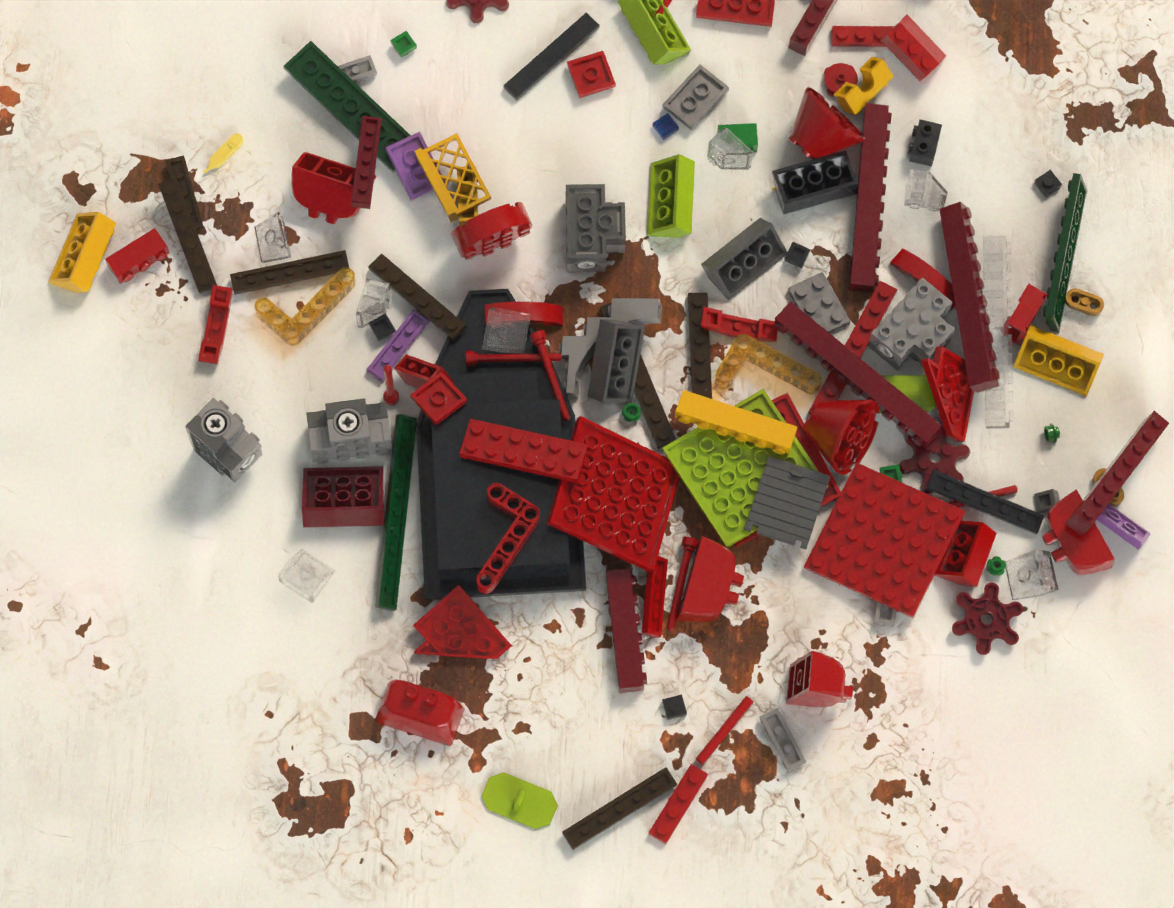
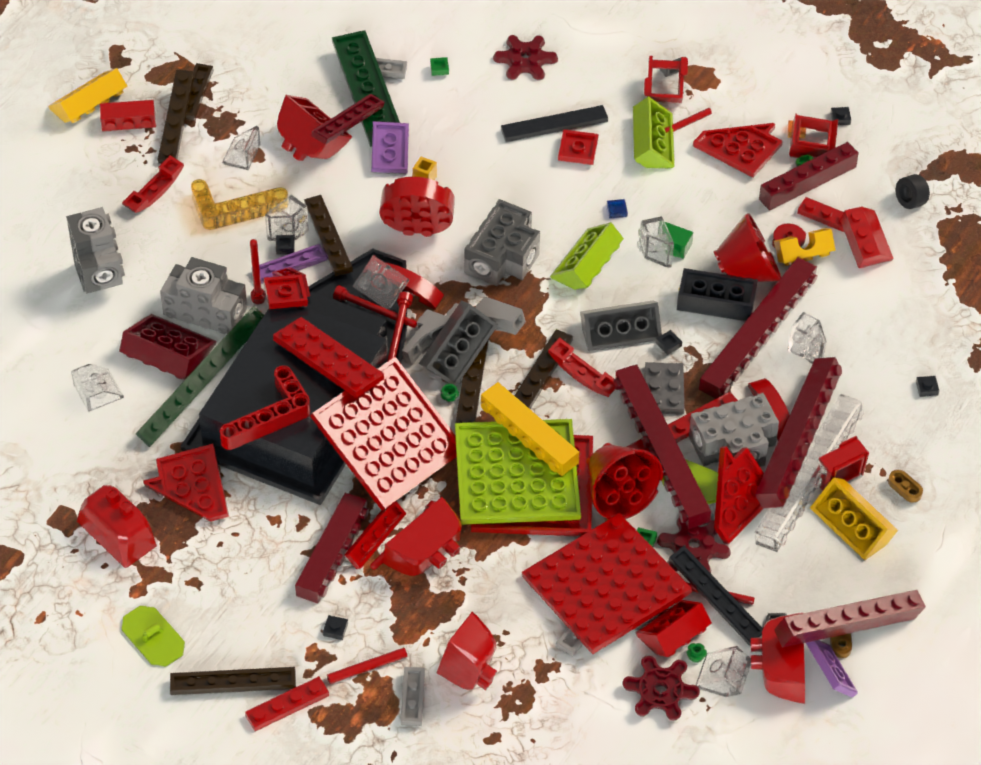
camera: 30 degrees right, 20 degrees down
(225, 152) = (247, 79): light yellow piece -> none
(288, 272) = (236, 175): dark brown plate -> none
(437, 183) = (398, 160): yellow fence -> none
(695, 97) = (655, 197): flat silver plate -> none
(765, 363) = (579, 389): clear yellow beam -> none
(787, 504) = (535, 511): dark grey door -> none
(925, 142) = (834, 309): black brick -> none
(1051, 433) = (813, 572): green plate -> none
(1065, 255) = (909, 438): dark green plate -> none

